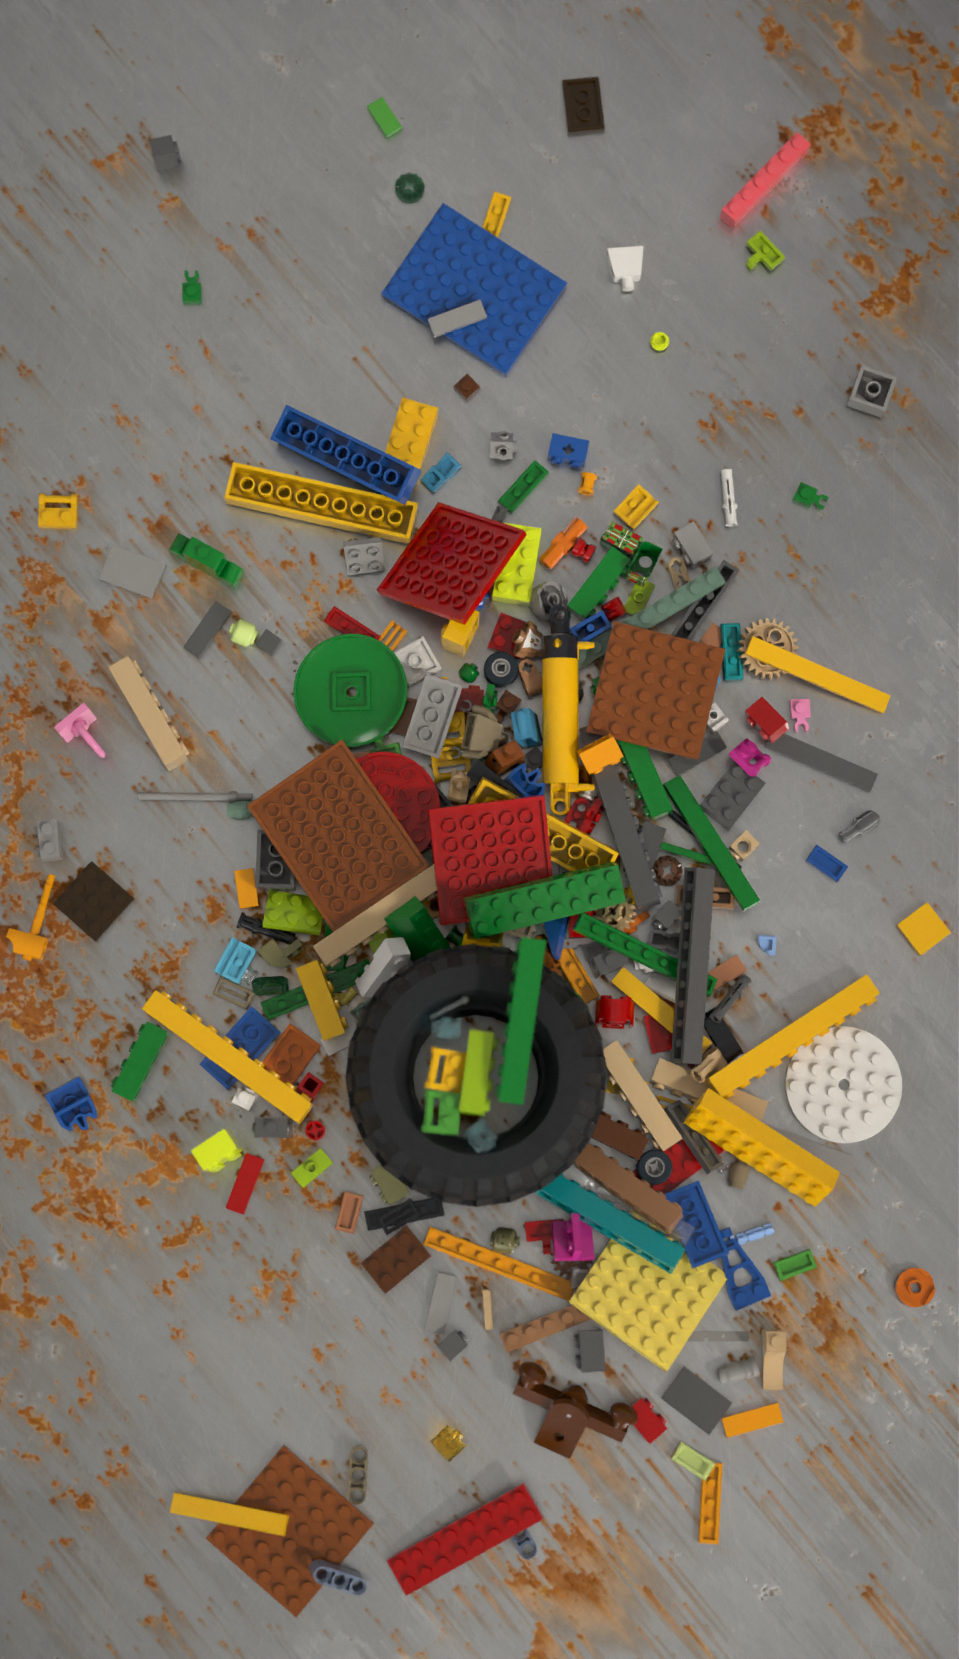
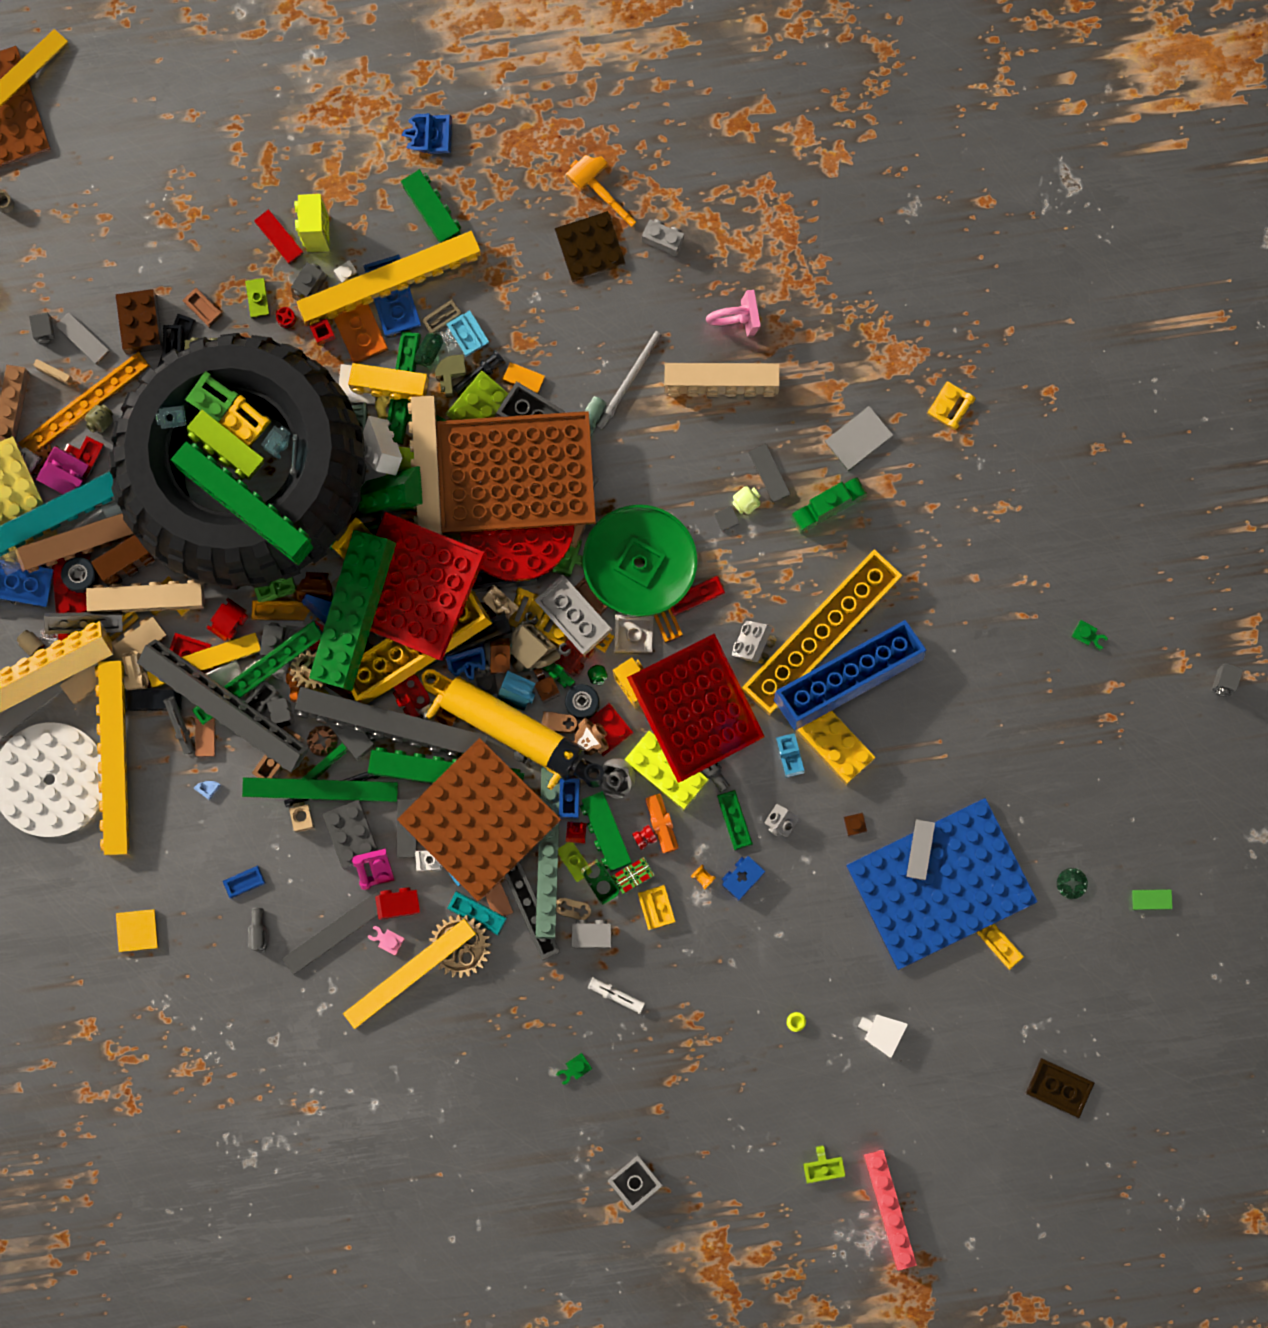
camera: 130 degrees right, 0 degrees up
(600, 754) = (451, 736): light orange brick -> none

